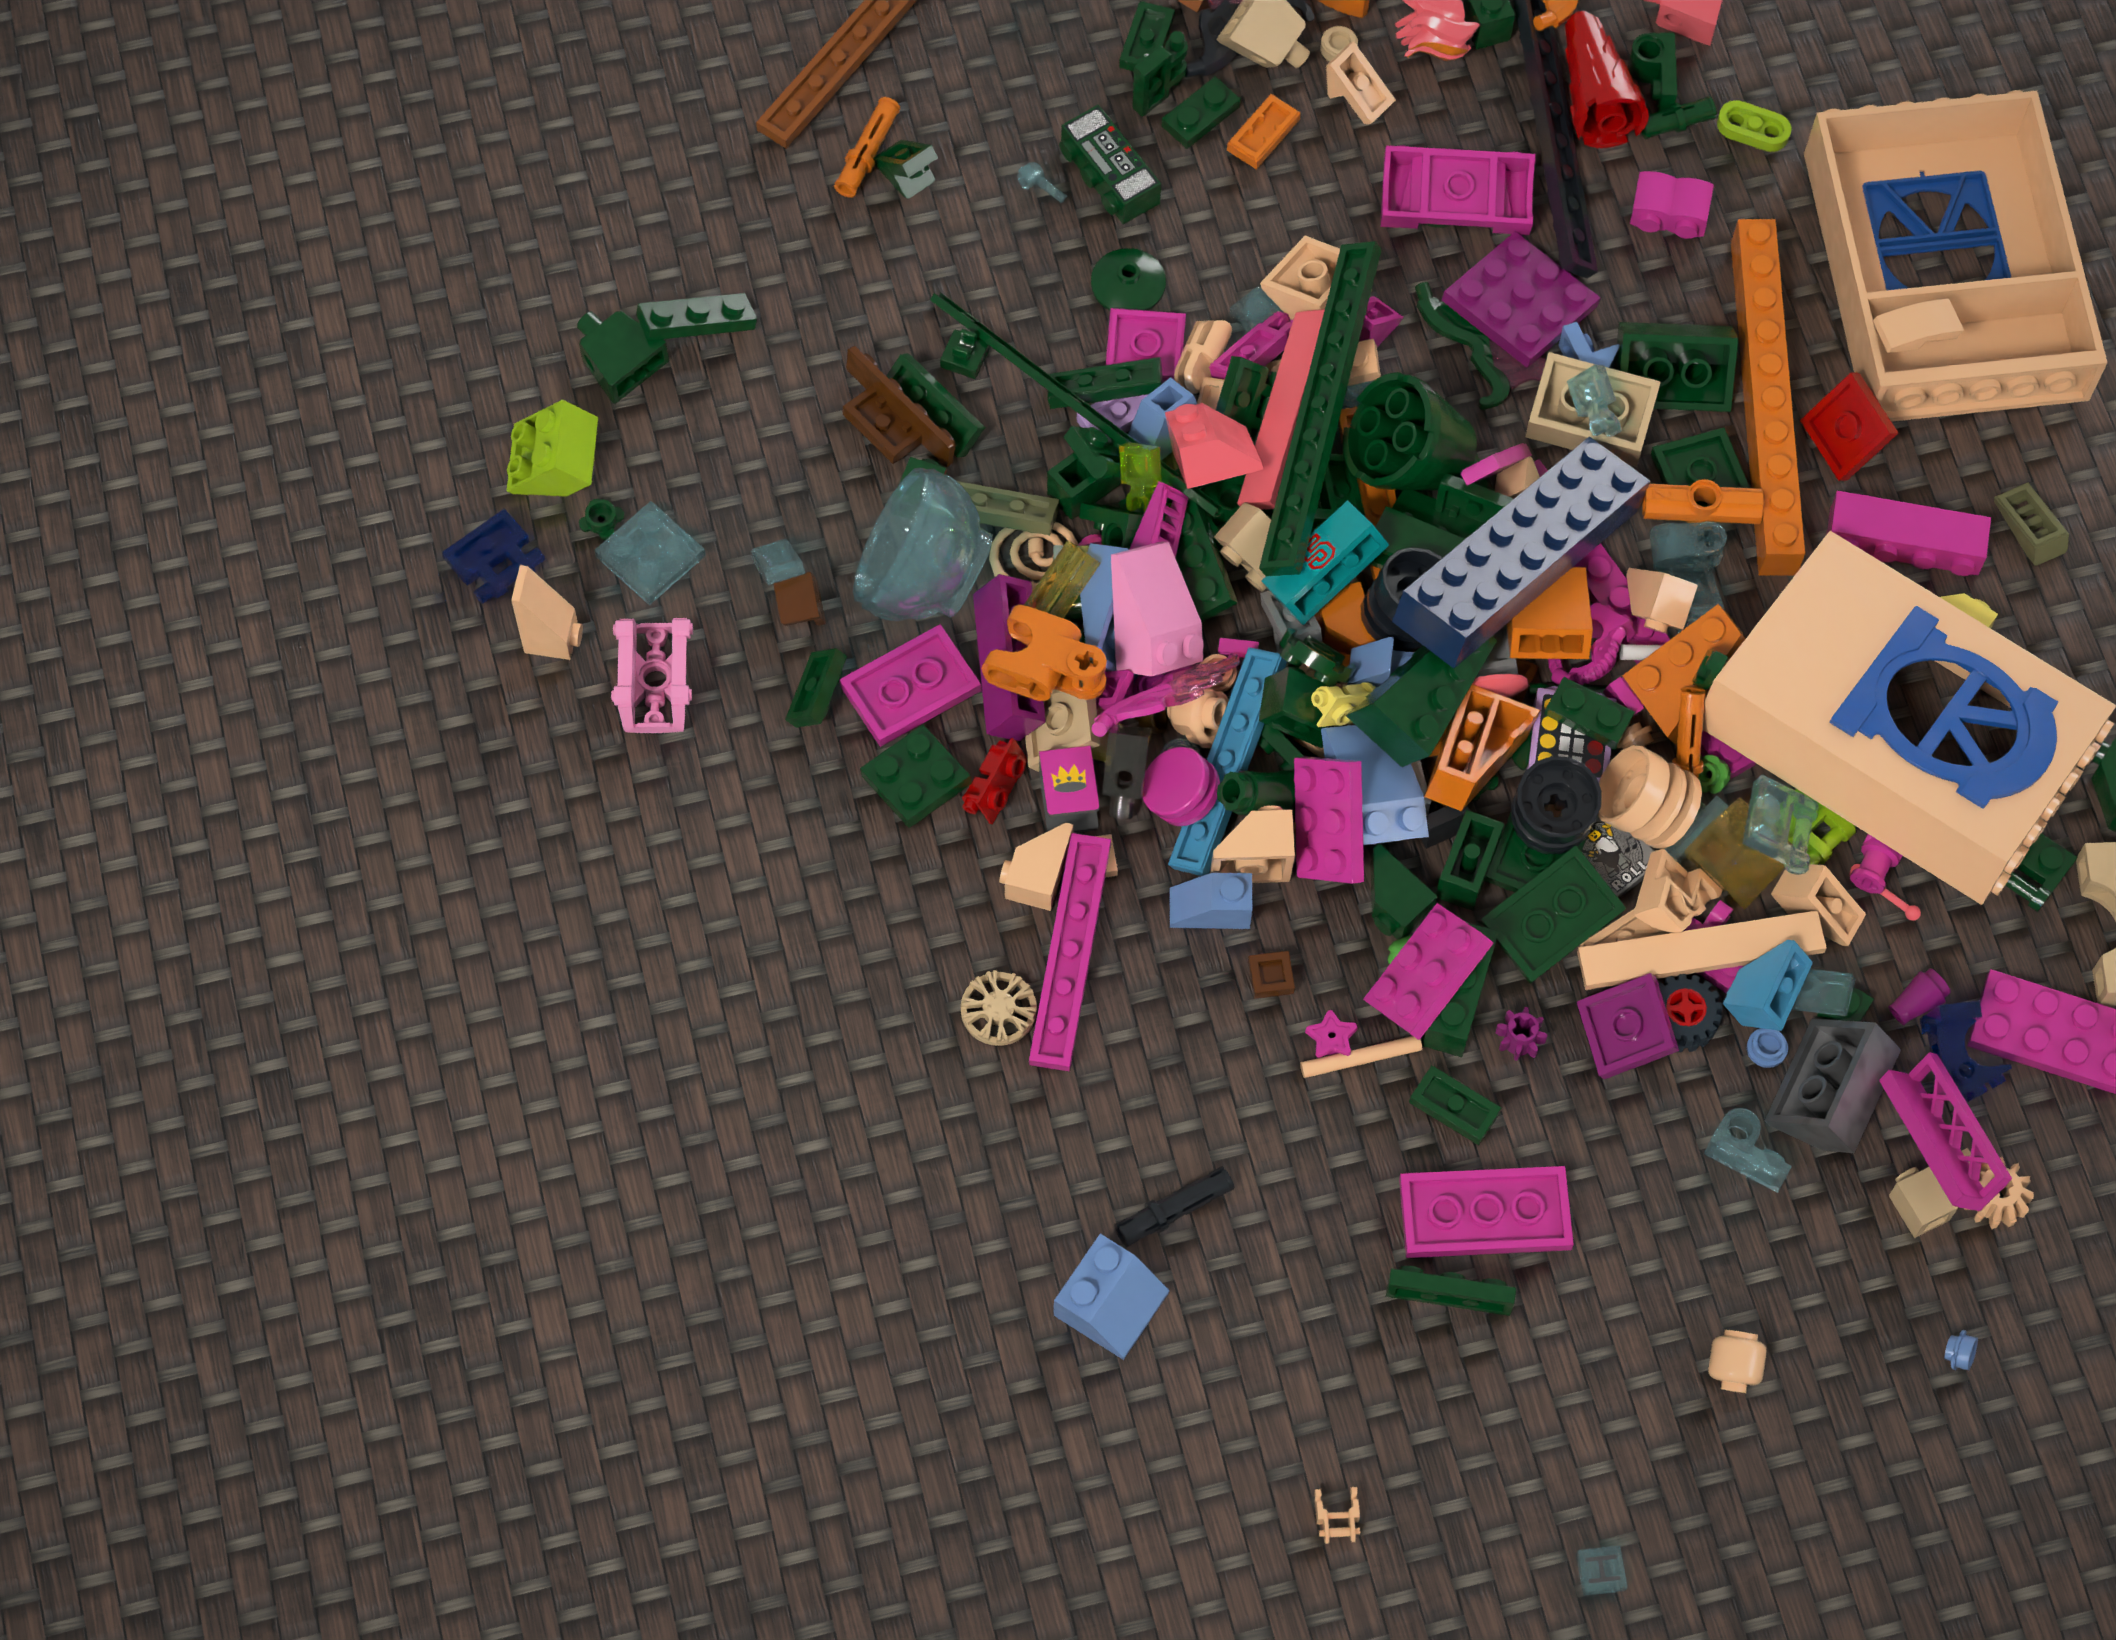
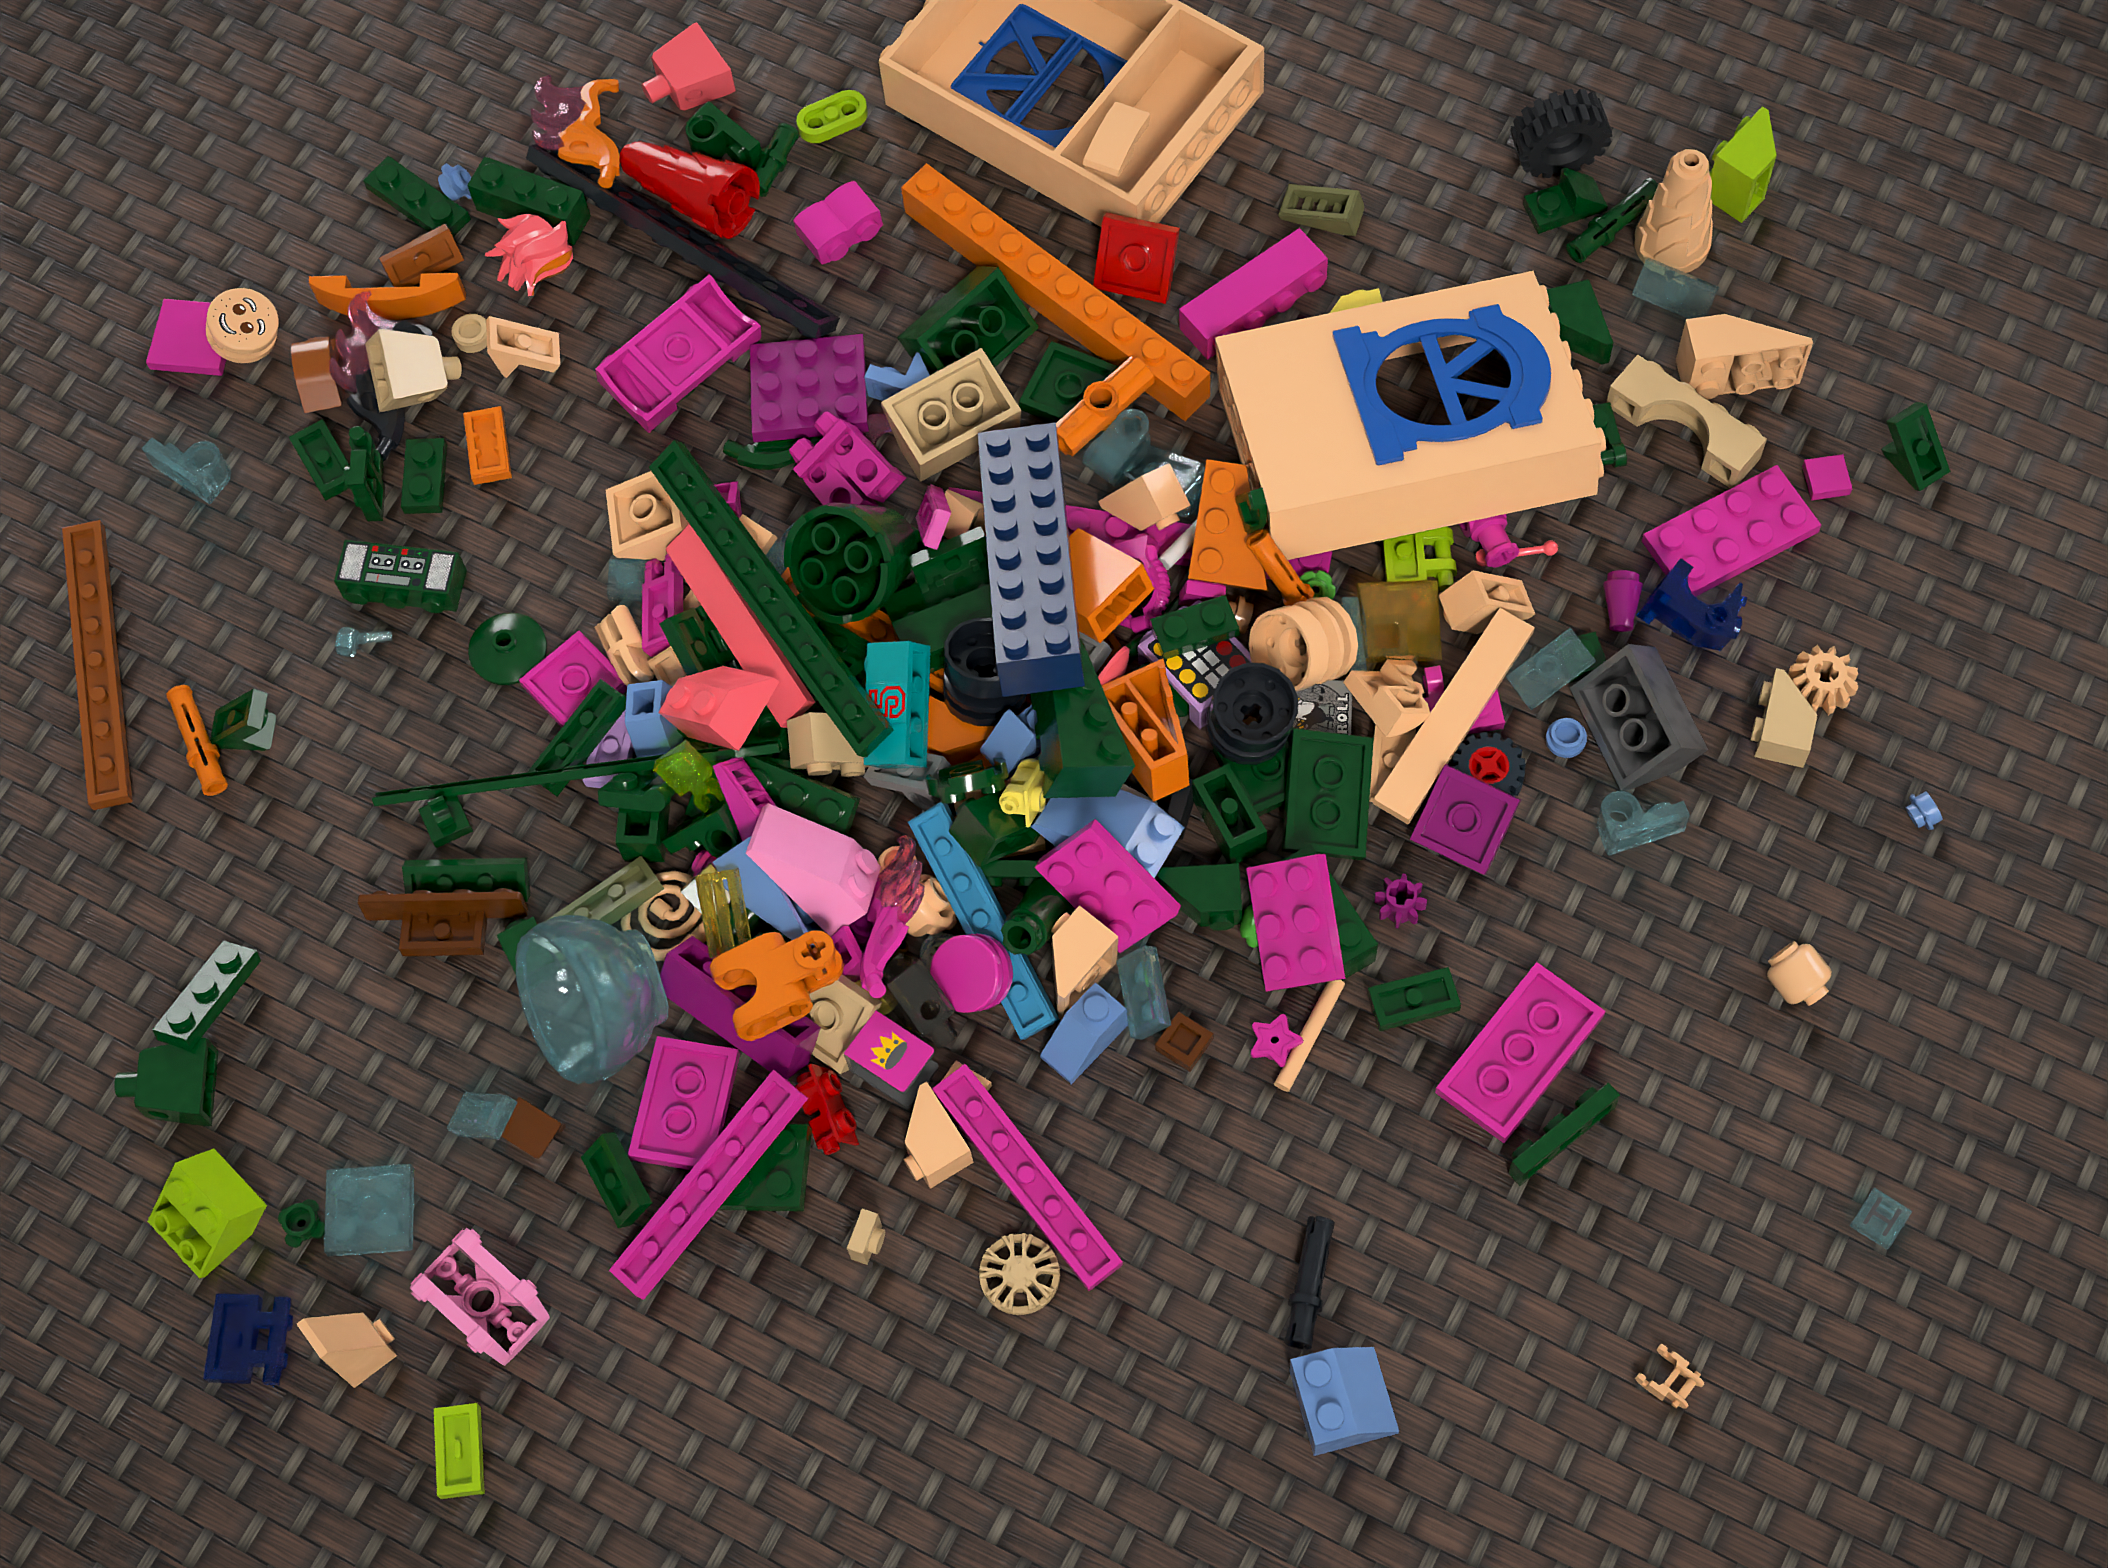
camera: 40 degrees left, 0 degrees up
(541, 753) = (459, 1451): none -> lime plate
(866, 747) = (708, 1185): none -> dark pink plate
(927, 883) = (866, 1237): none -> tan plate
(1236, 646) = (892, 832): dark pink tile -> none
(1281, 916) = (1143, 992): none -> clear light blue plate
(1479, 374) = (844, 465): none -> dark pink hips
(1591, 396) = (948, 402): clear light blue plate -> none
(1768, 987) = (1527, 695): dark azure slope -> none
(1770, 823) = (1409, 573): clear light blue plate -> none
(1934, 1139) = (1757, 684): dark pink fence -> none

